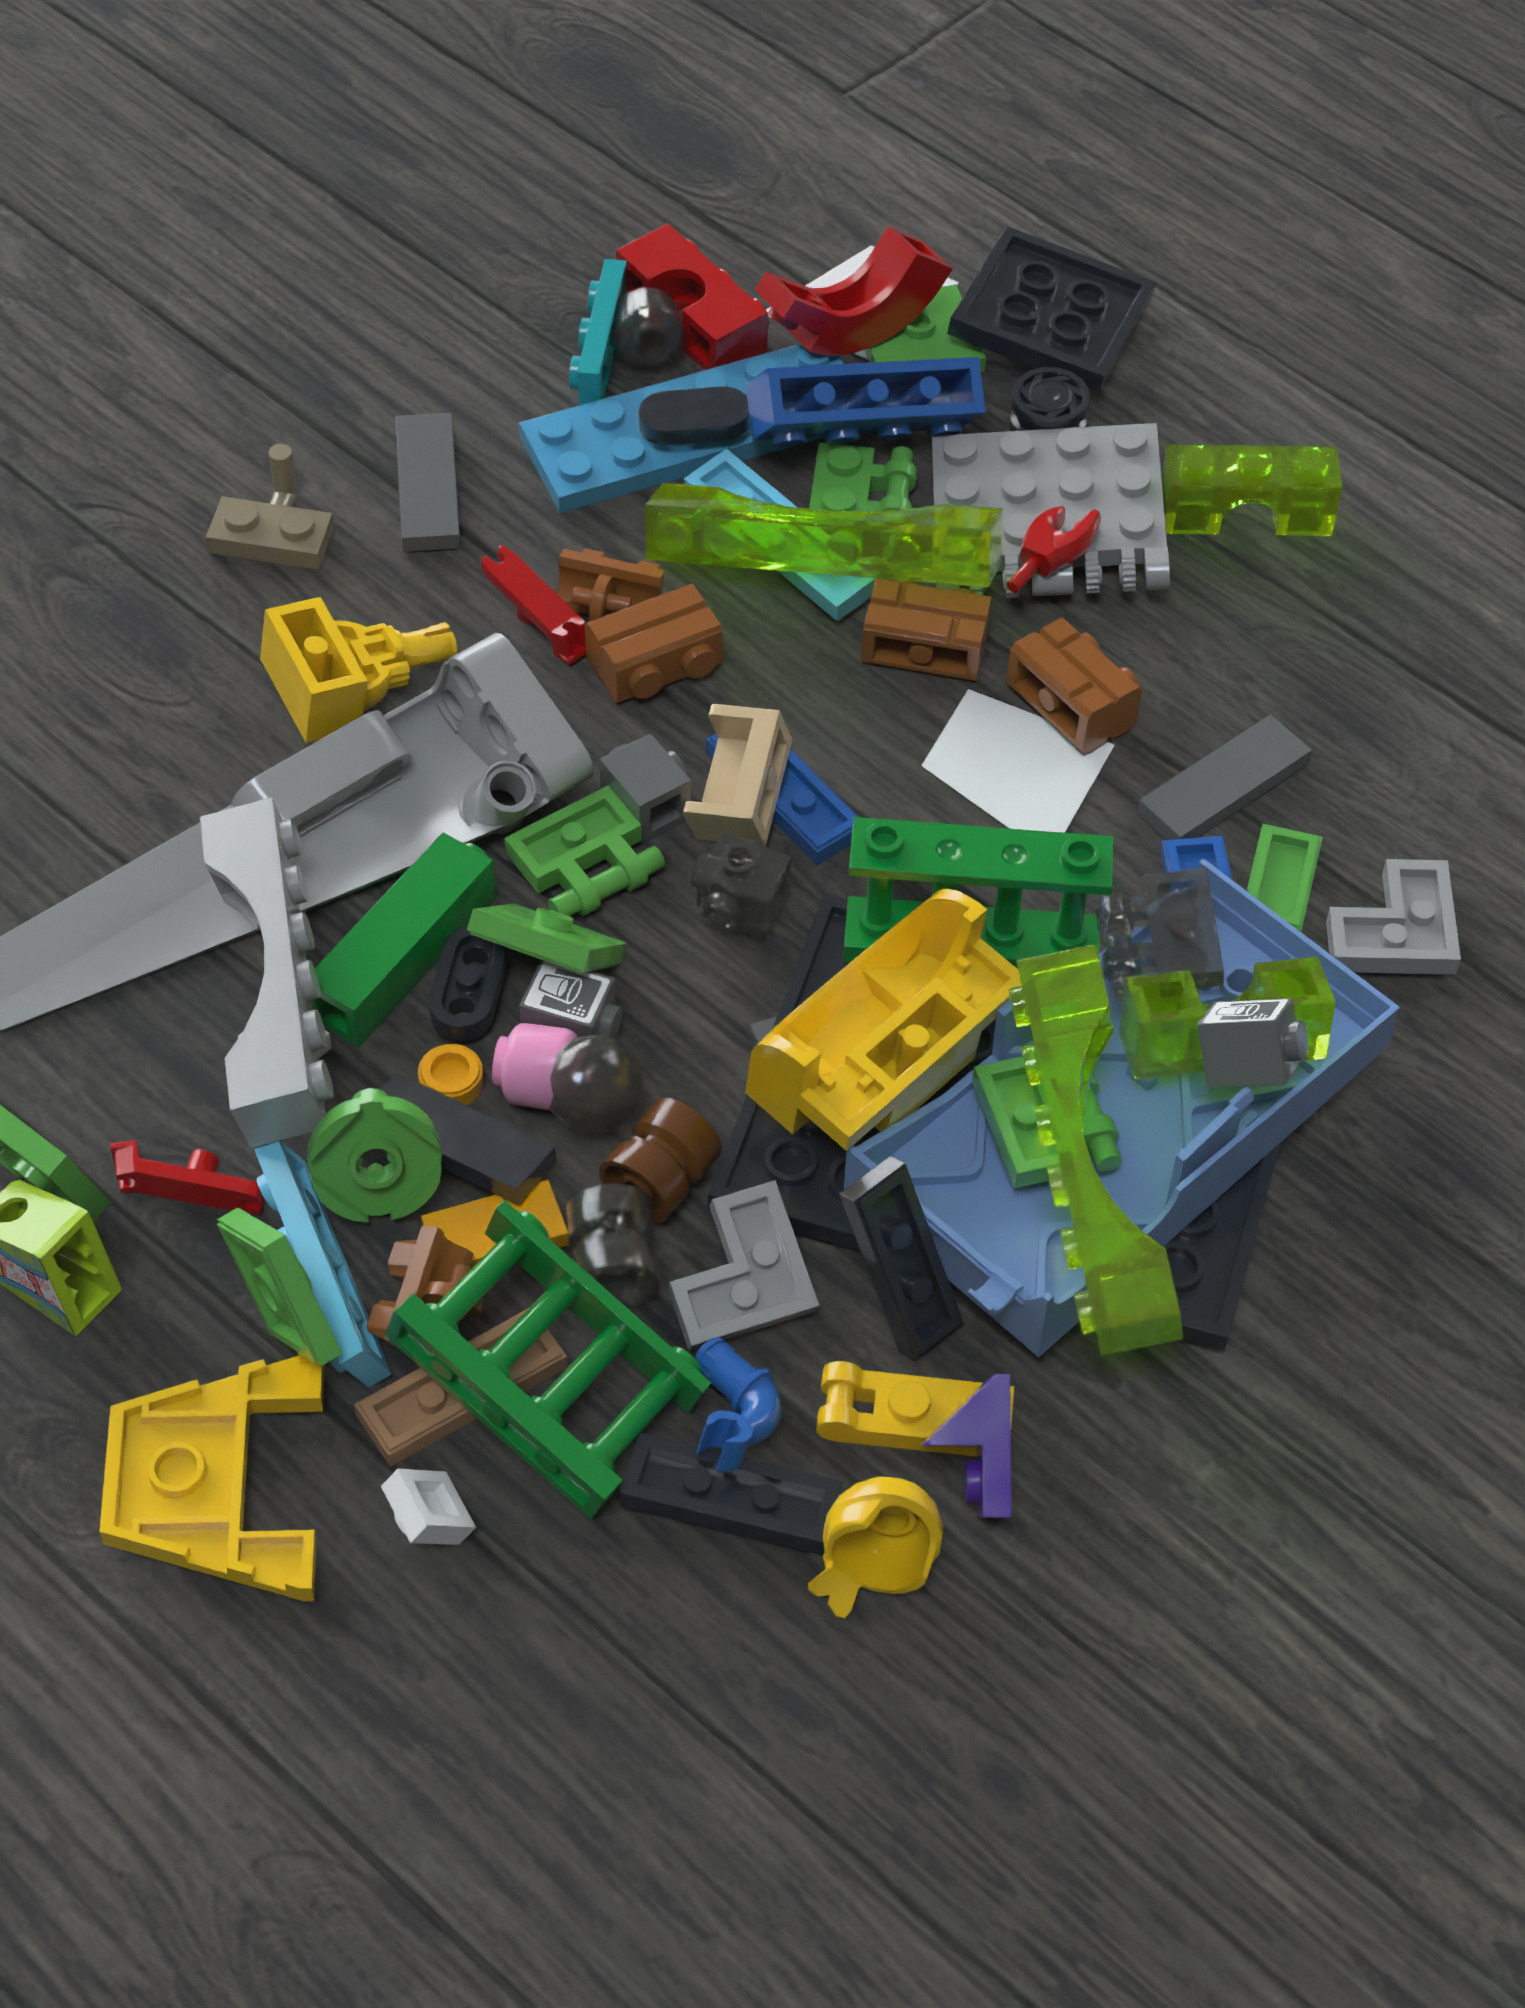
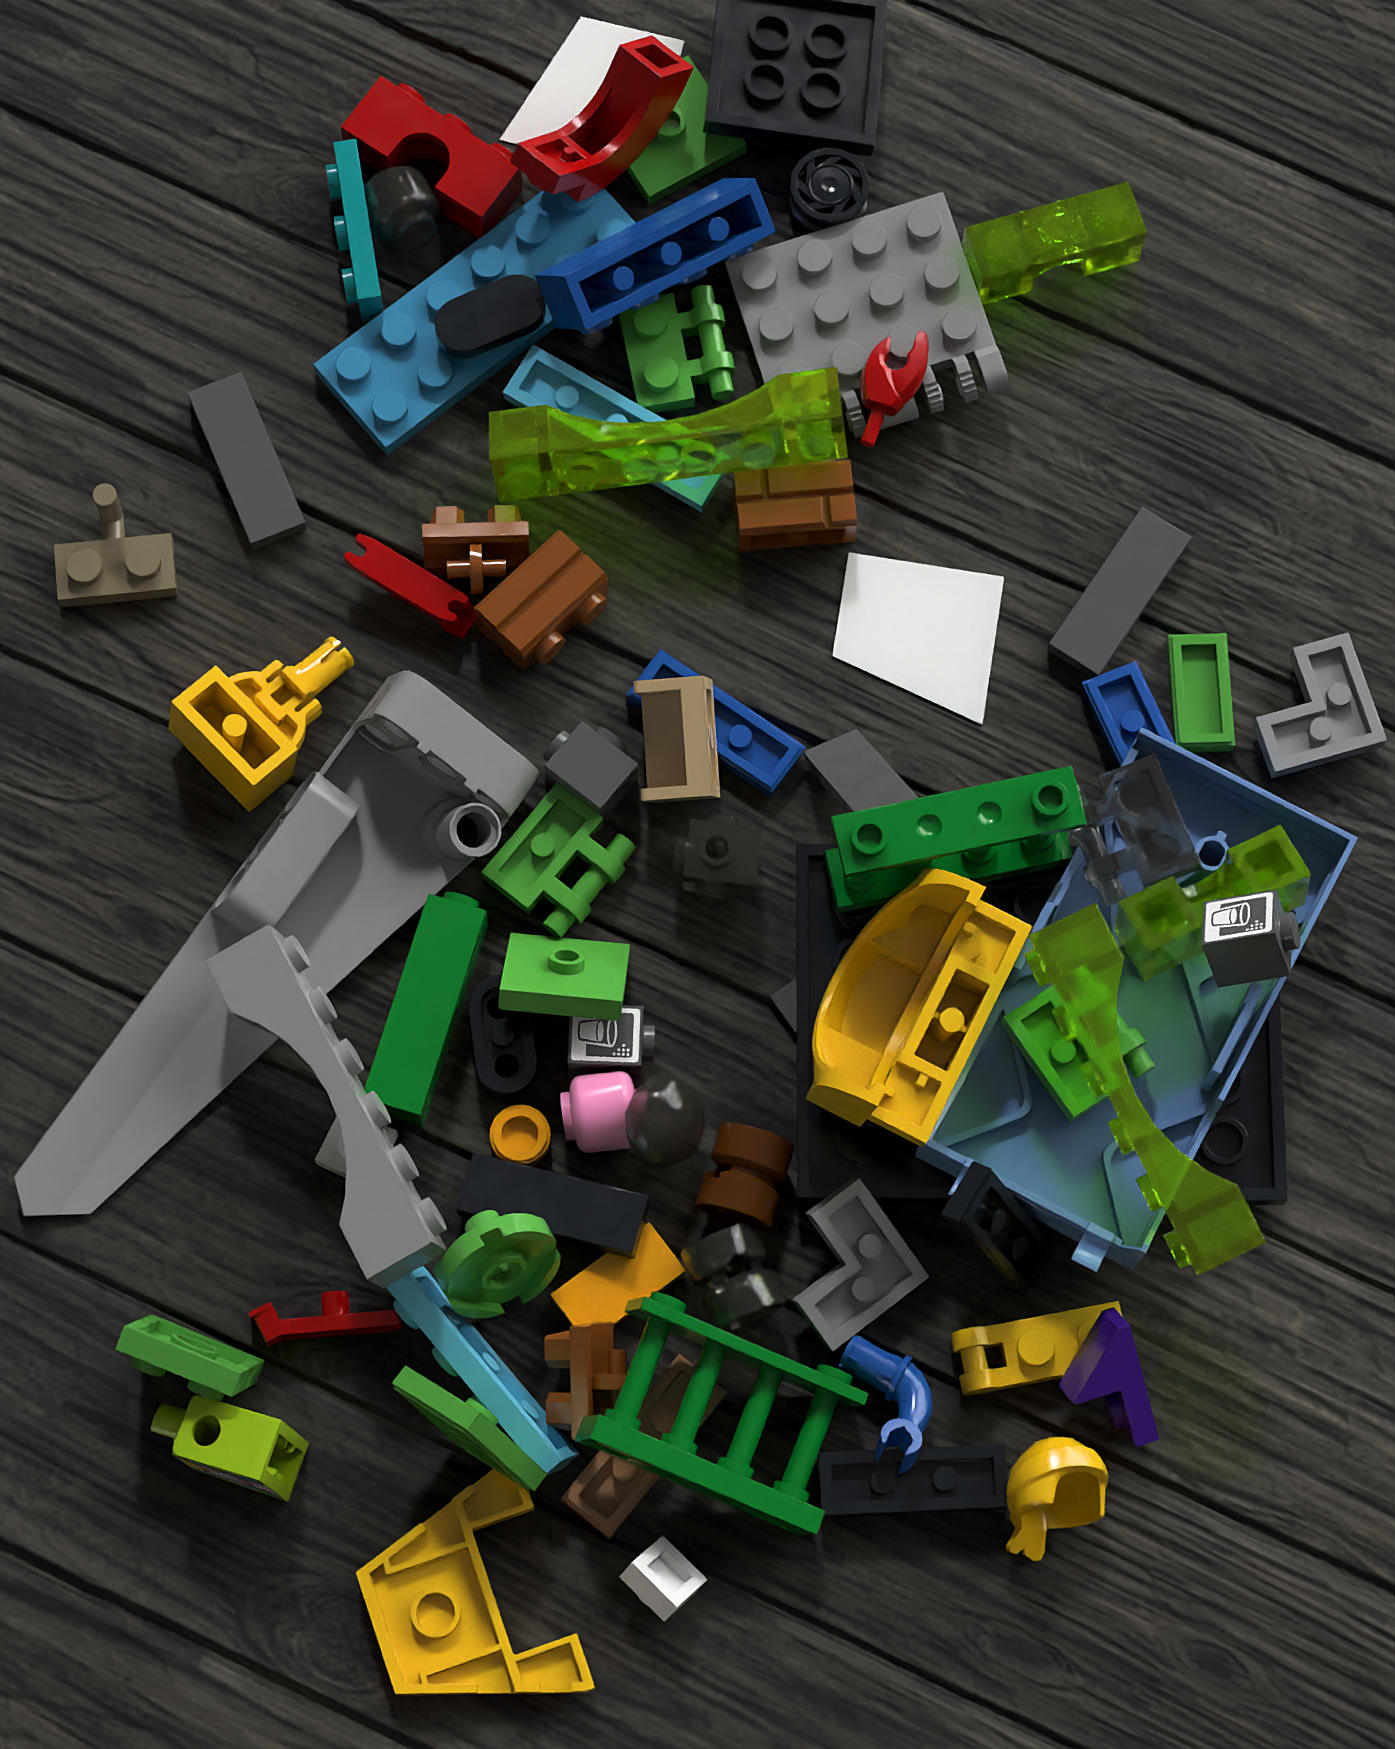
camera: 20 degrees left, 20 degrees up
(1074, 684) = (953, 530): dark orange brick -> none

